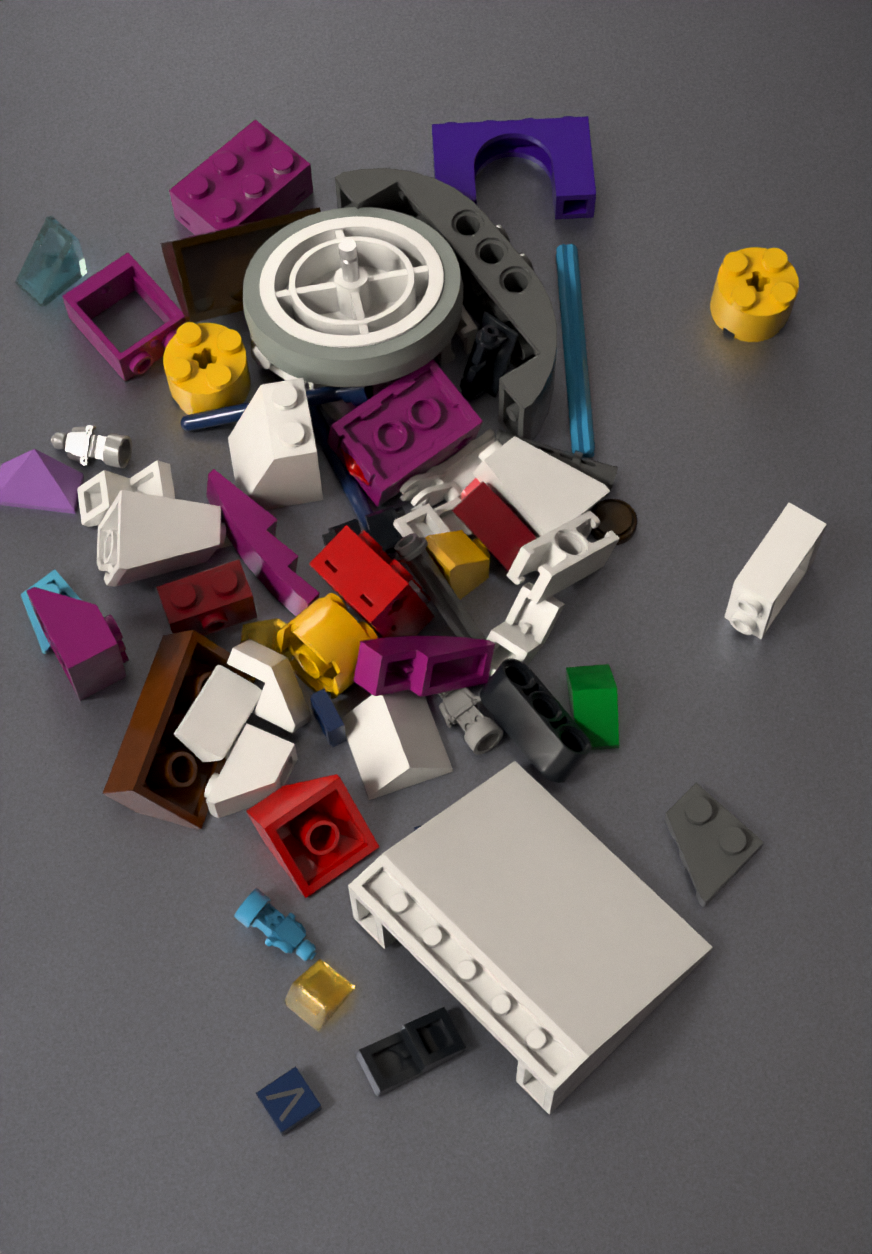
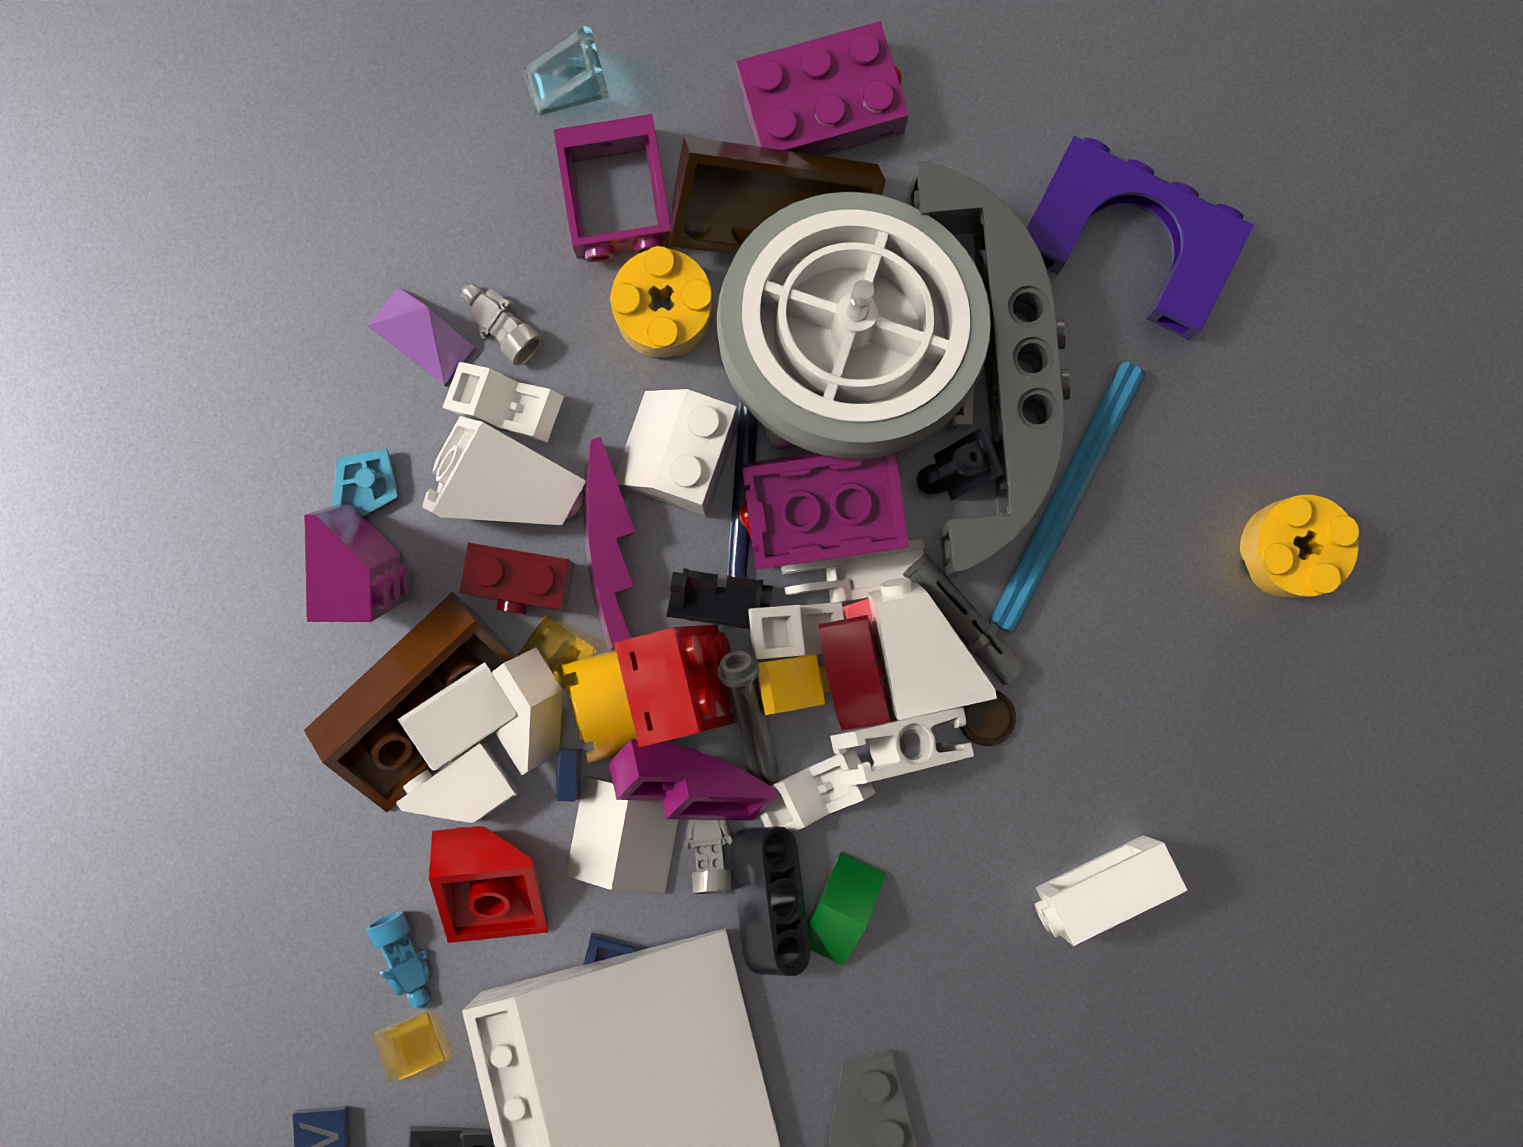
camera: 30 degrees right, 20 degrees up
(315, 397) = (683, 379): dark blue piece -> none

